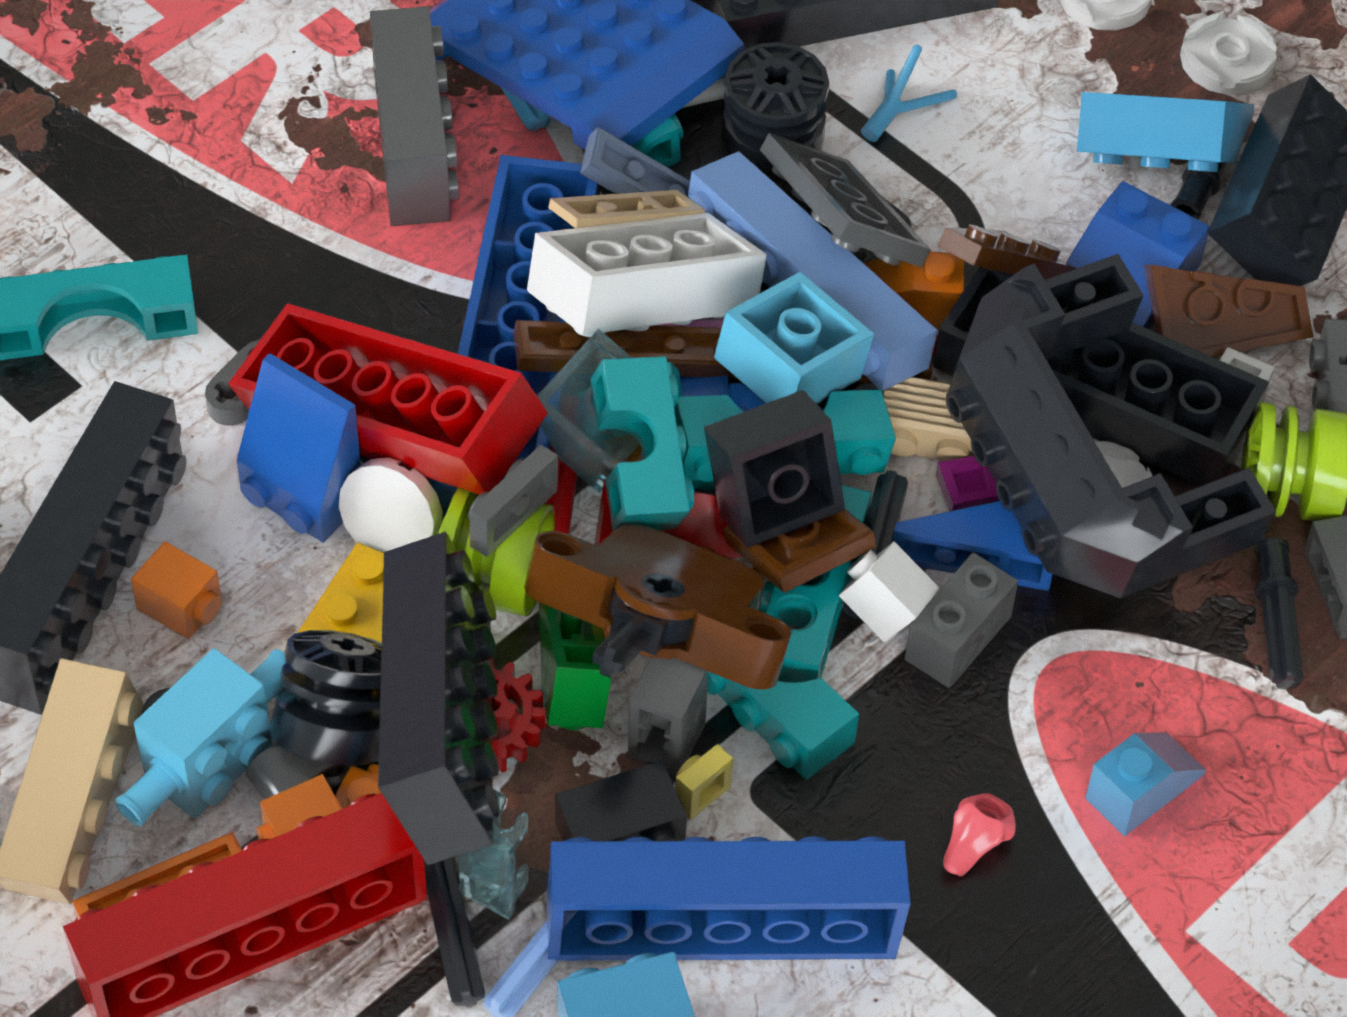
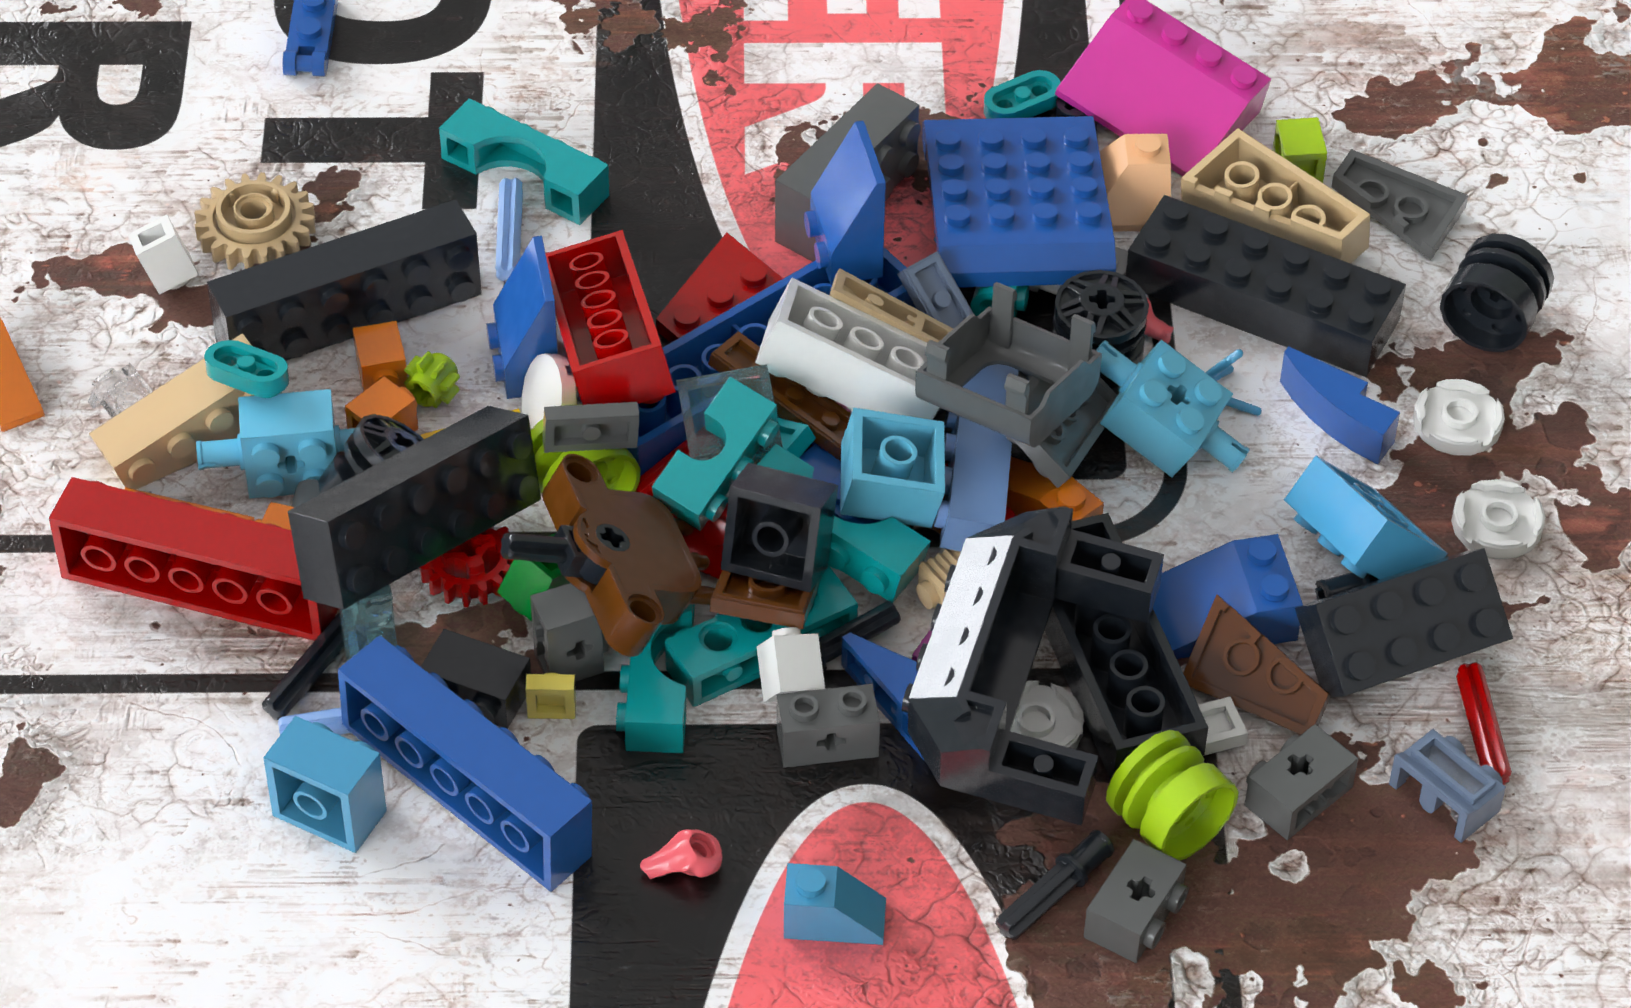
camera: 45 degrees right, 5 degrees down
(118, 687) = (247, 368): none -> teal plate
(137, 373) = (508, 227): none -> light blue axle
(245, 631) = (386, 400): none -> orange brick
(251, 573) = (432, 379): none -> lime gear
(403, 290) = (718, 284): none -> red wing
(505, 133) = (849, 210): none -> blue slope
(840, 148) = (1006, 340): none -> dark grey piece
(911, 137) = (1168, 408): none -> medium azure brick
(1002, 251) = (1124, 515): reddish brown wing -> none
(1017, 42) = (1339, 405): none -> blue slope

